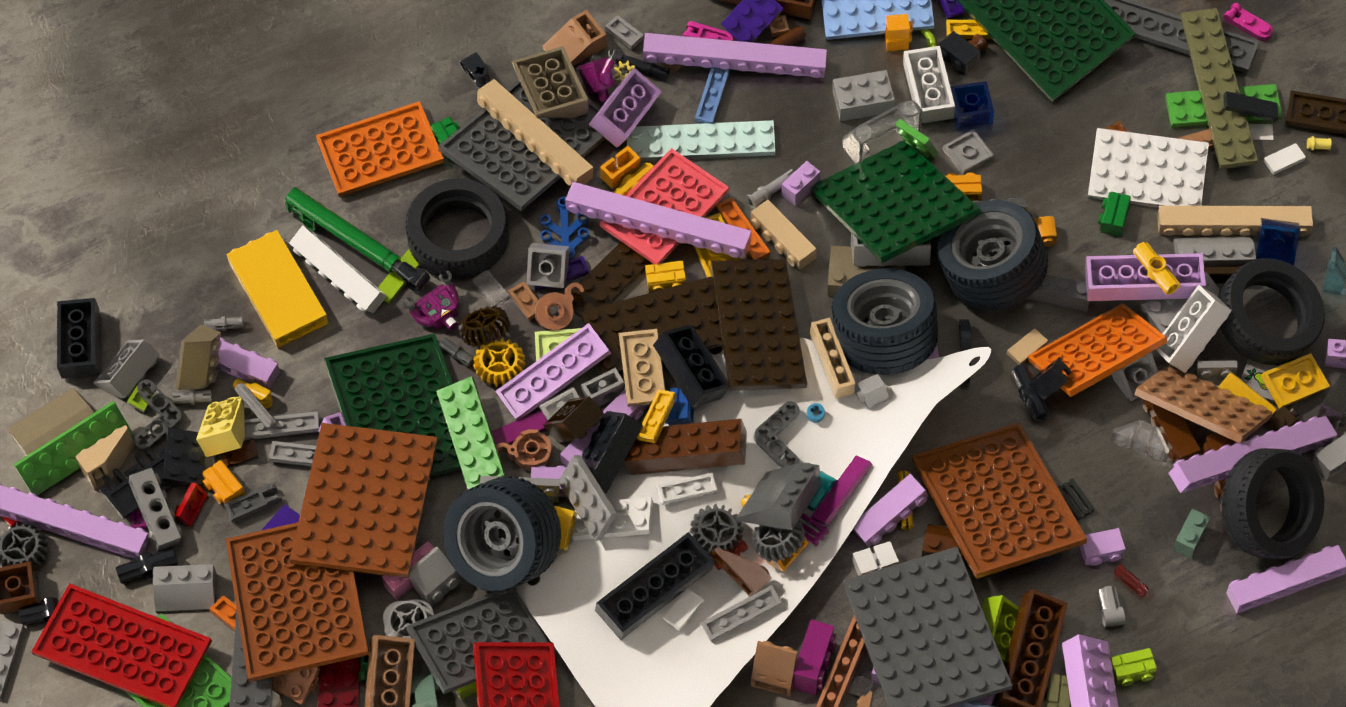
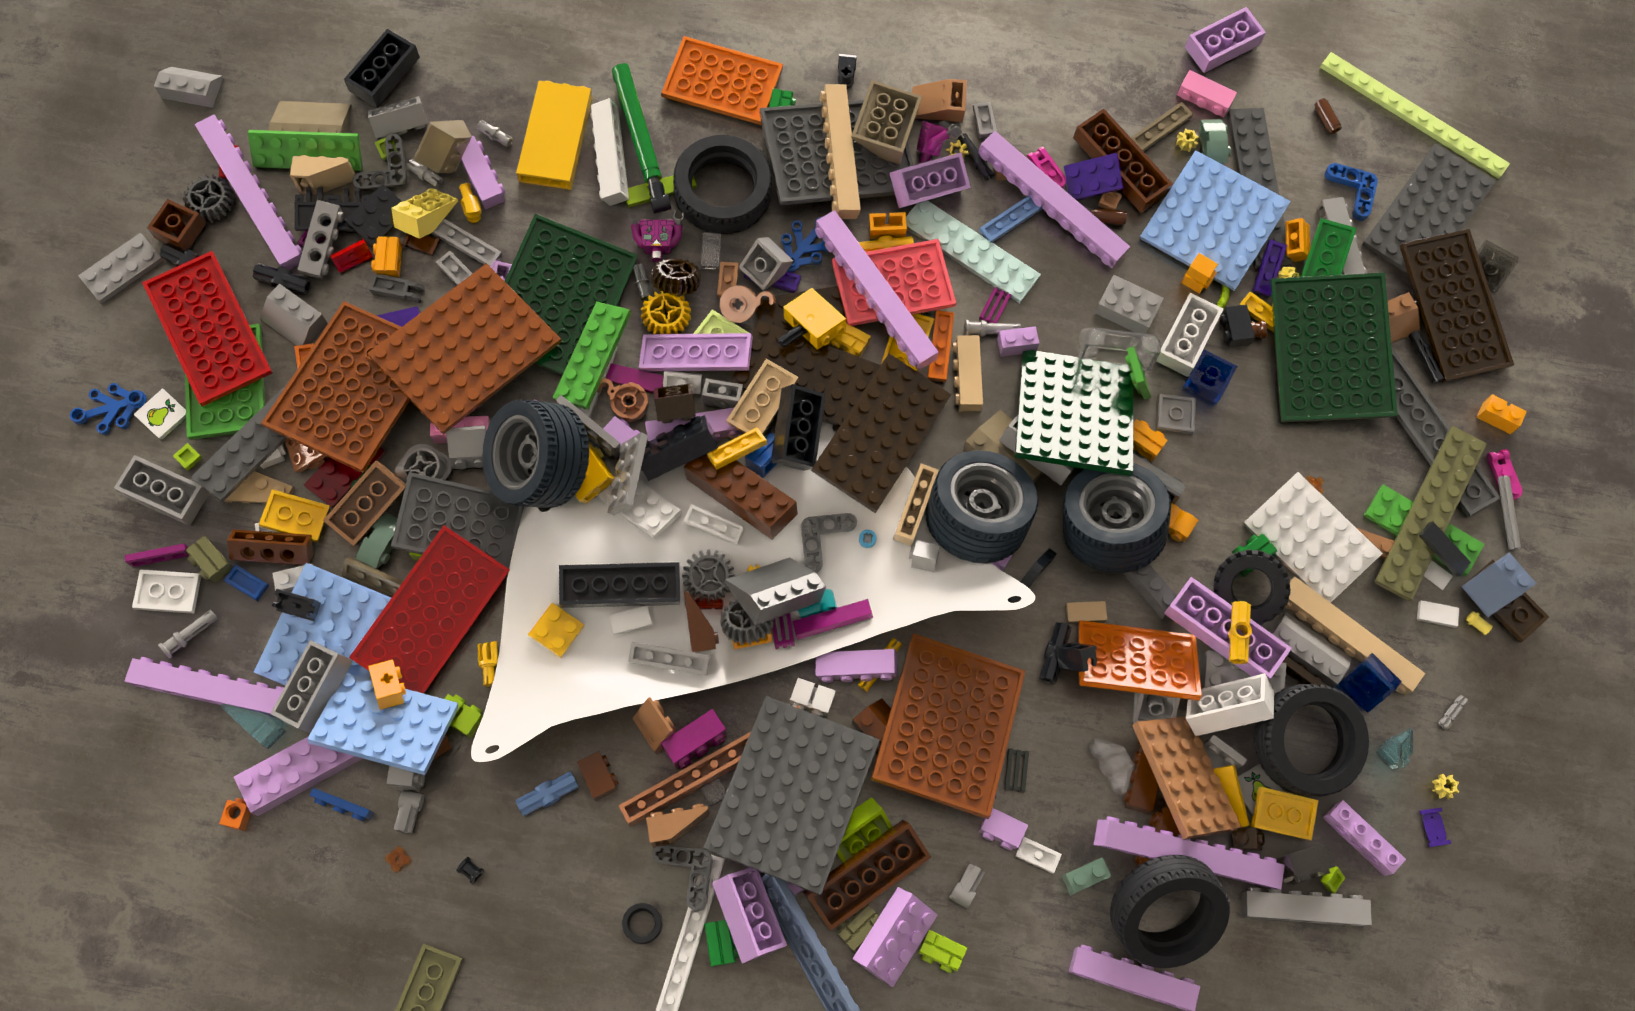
camera: 30 degrees right, 10 degrees up
(255, 406) = (458, 213): light grey axle -> none
(628, 278) = (813, 320): none -> yellow piece
(632, 659) = (556, 630): none -> yellow plate
(755, 158) = (1000, 294): none -> magenta tile
(1131, 580) = (1004, 875): clear red axle -> none
(1140, 209) = (1270, 567): none -> black tyre
(1144, 546) = (1038, 855): none -> white plate
(1274, 48) = (1509, 513): none -> light grey axle
(1310, 103) = (1498, 584): none -> sand blue slope

